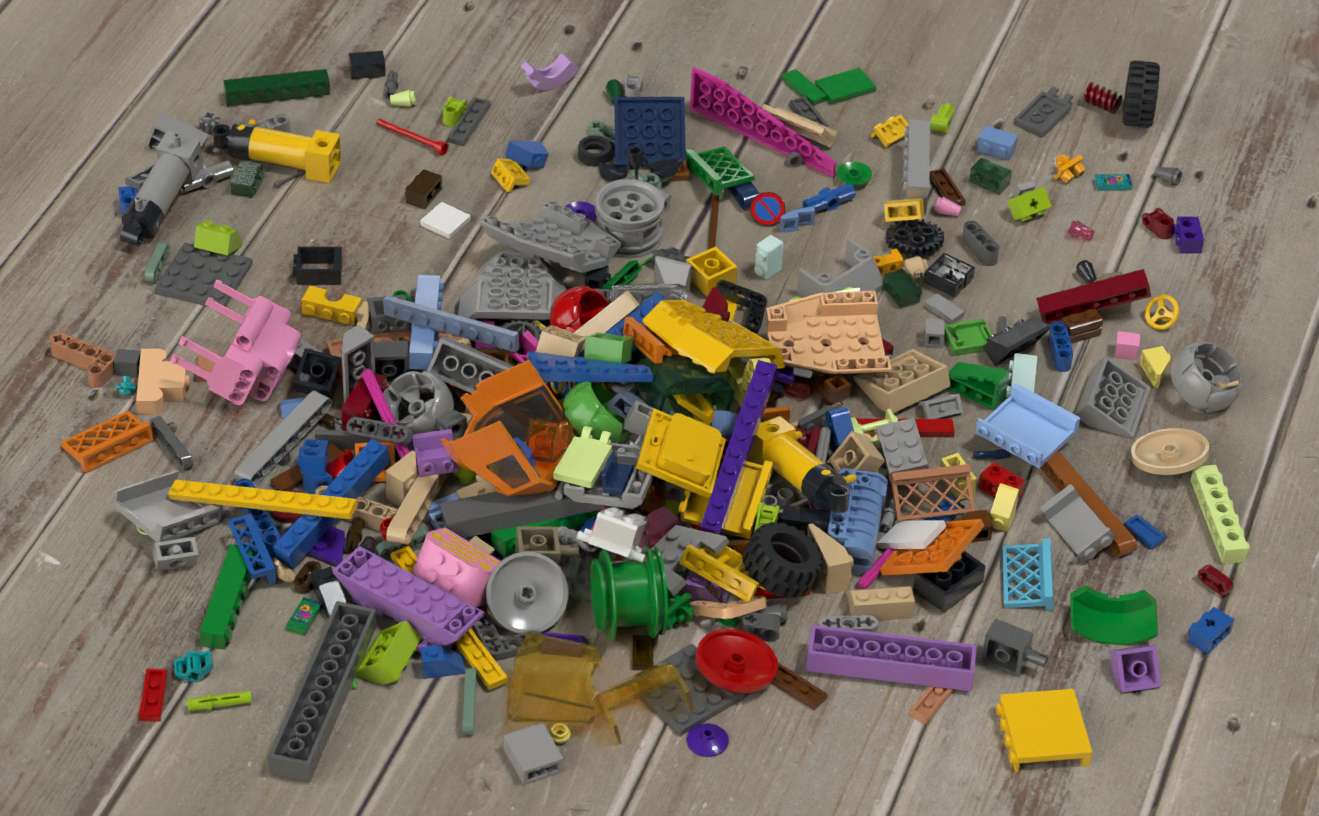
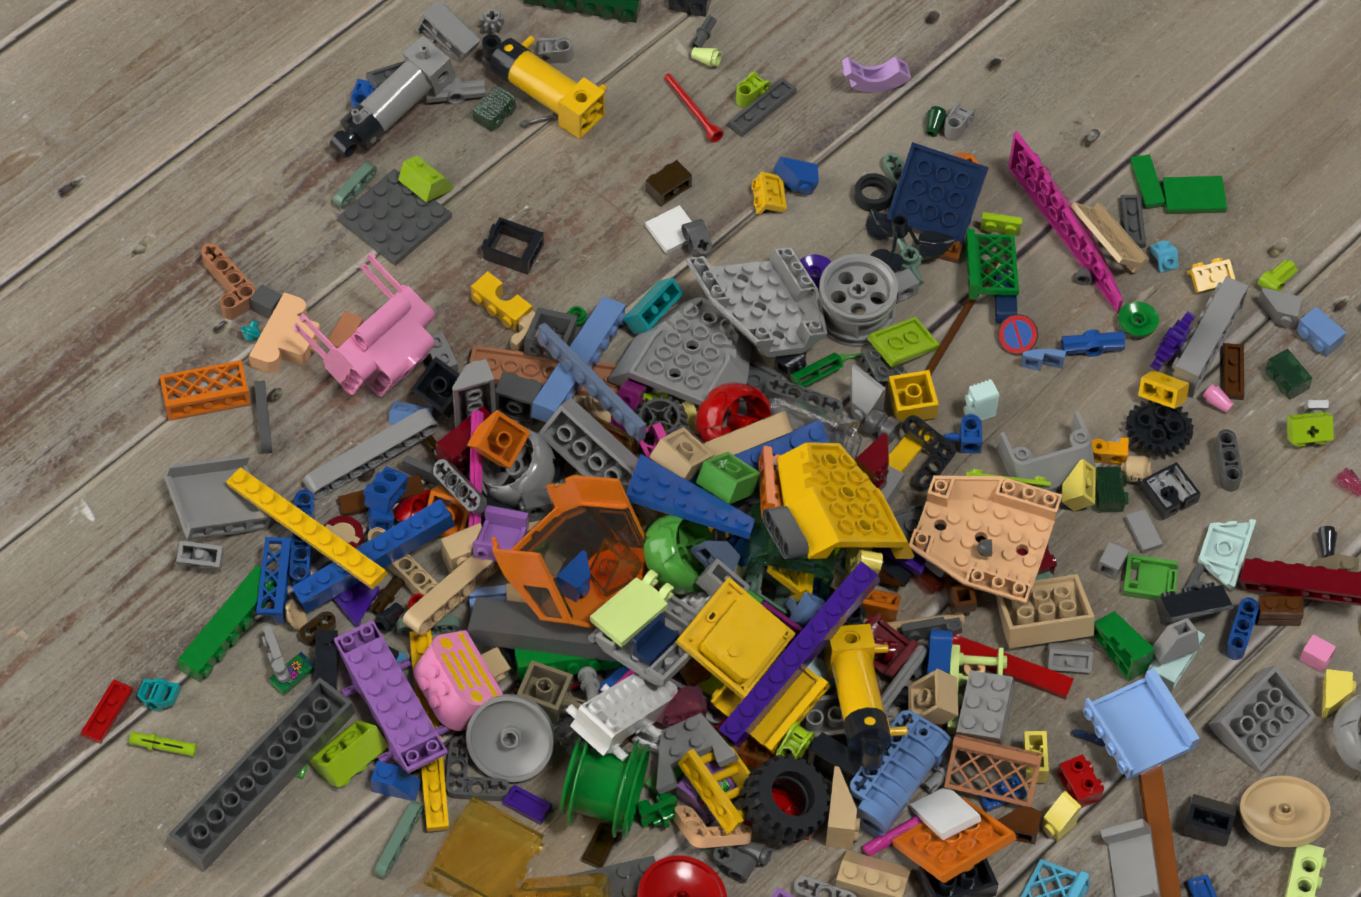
camera: 25 degrees right, 15 degrees up
(283, 602) = (275, 656): none -> light grey hinge
(399, 381) = (499, 439): none -> orange slope
(463, 270) = (653, 305): none -> teal brick
(469, 216) = (696, 235): none -> dark grey piece
(680, 238) = (903, 341): none -> lime tile
(684, 361) = (785, 532): none -> dark grey beam
(696, 295) = (878, 423): none -> flat silver wheel
(708, 141) = (1001, 223): none -> lime plate
(771, 284) = (969, 439): none -> blue piece
(836, 344) = (985, 547): none -> dark grey hinge
(849, 127) = (1166, 255): none -> medium azure bracket
(884, 292) = (1079, 487): none -> light yellow slope
(893, 176) = (1172, 341): none -> dark purple gear
(957, 136) = (1280, 306): none -> light grey slope
(1014, 300) = (1226, 549): none -> light aqua wing
(1022, 361) = (1176, 641): none -> light grey slope
(1117, 478) = (1210, 820): none -> black slope

